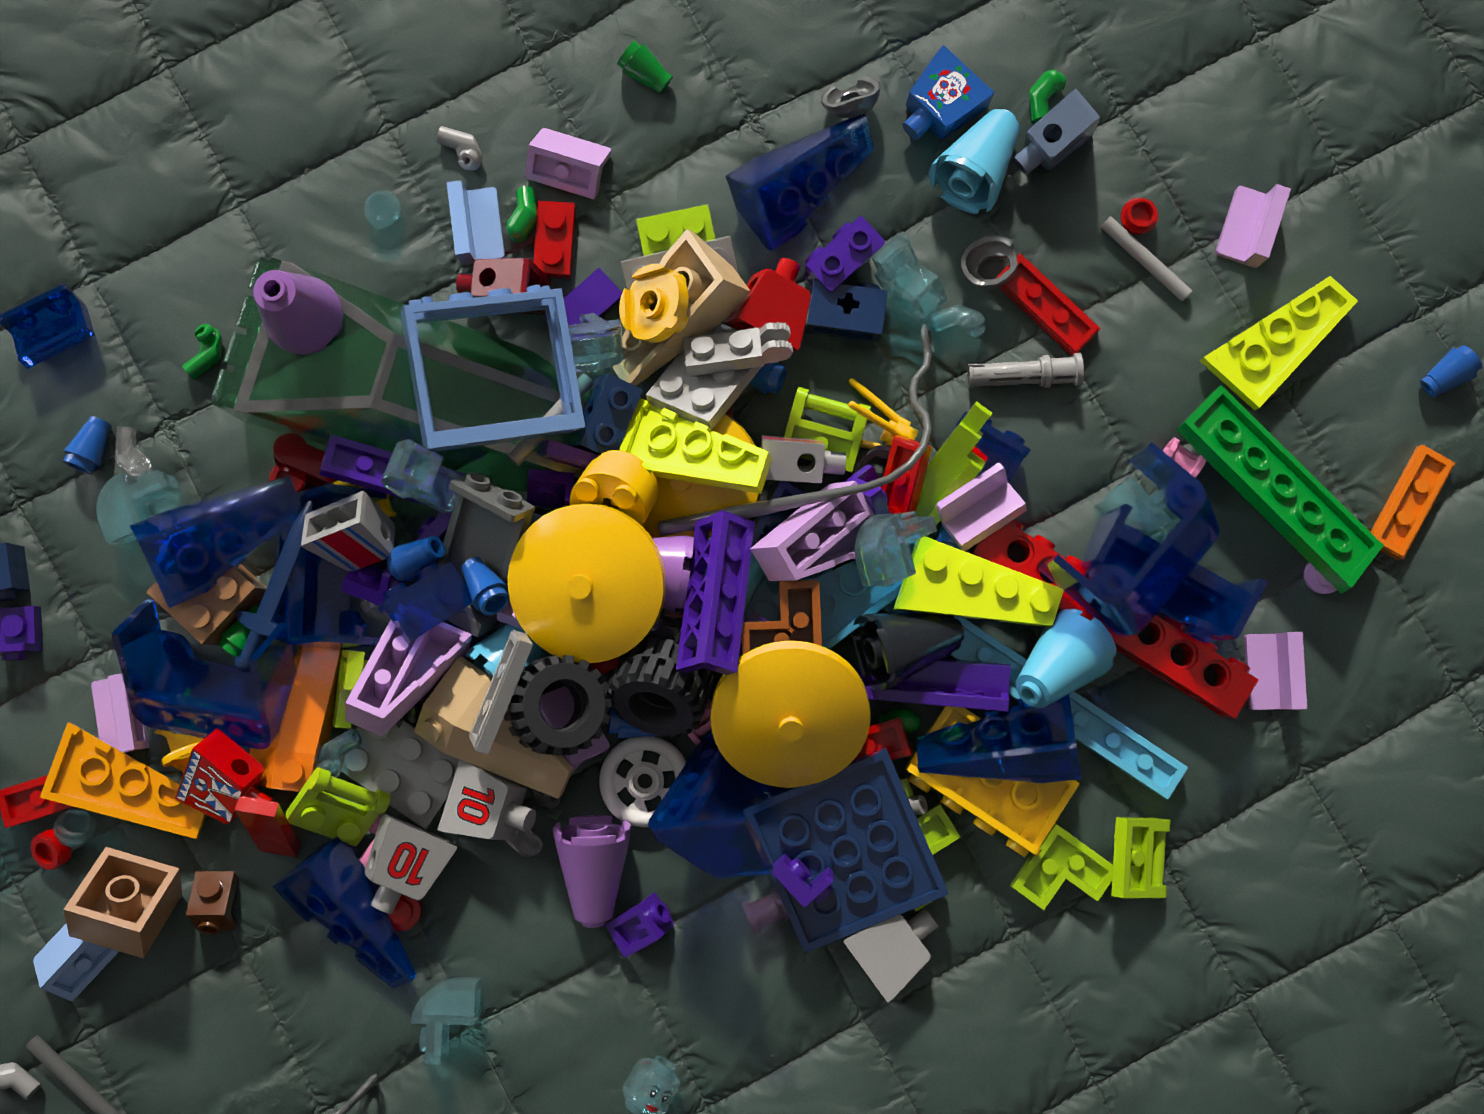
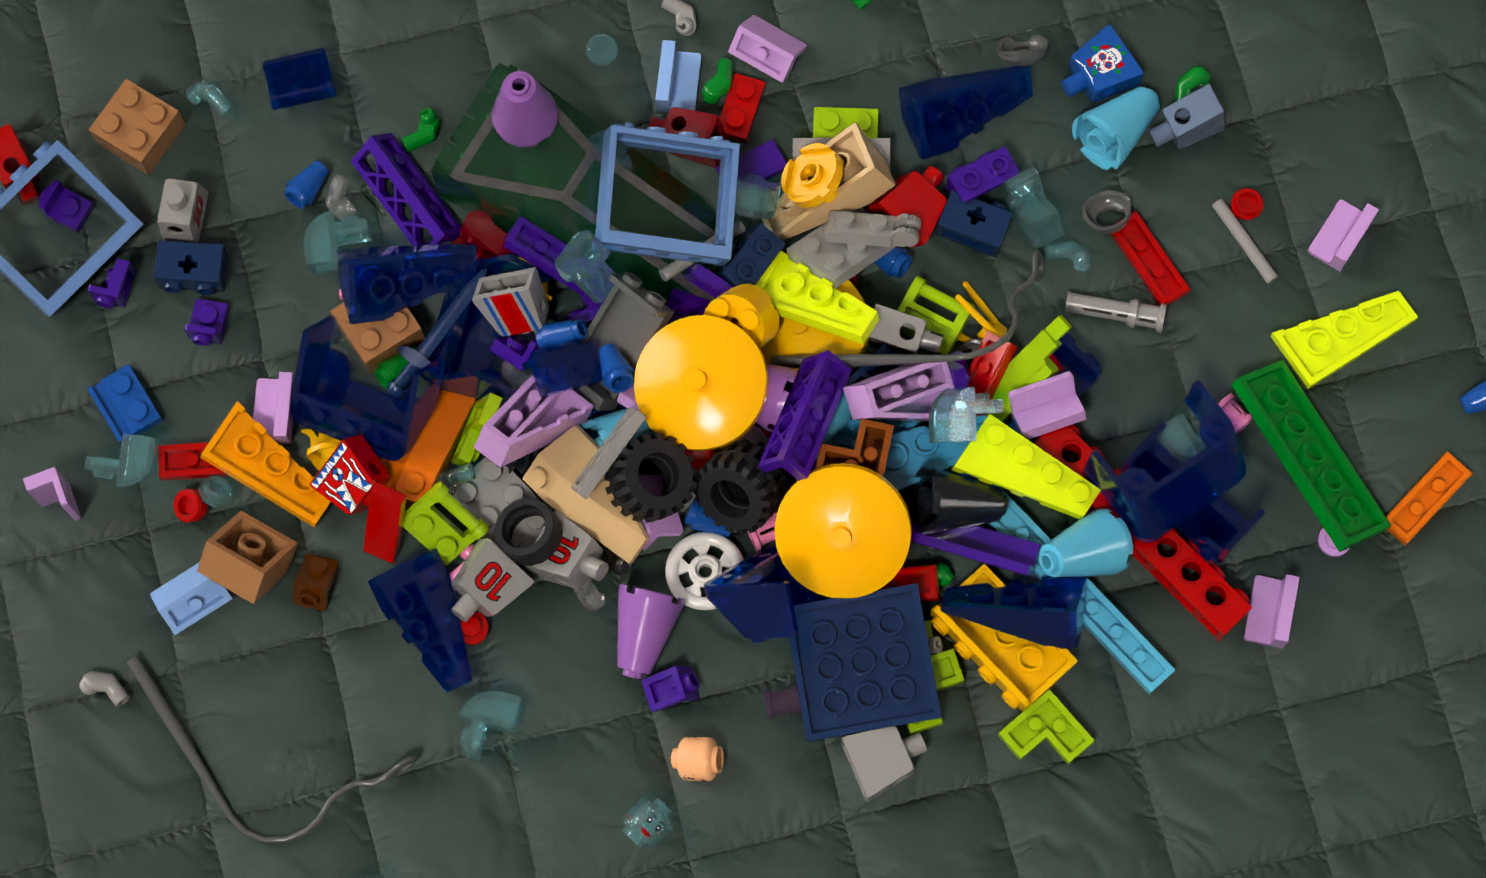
camera: 15 degrees right, 10 degrees down
(229, 437) = (409, 188): none -> dark purple fence
(409, 795) = (512, 516): none -> black tyre
(689, 999) = (697, 758): none -> light nougat head
(795, 876) = (815, 667): dark purple bracket -> none
(1139, 857) = (1108, 732): lime plate -> none

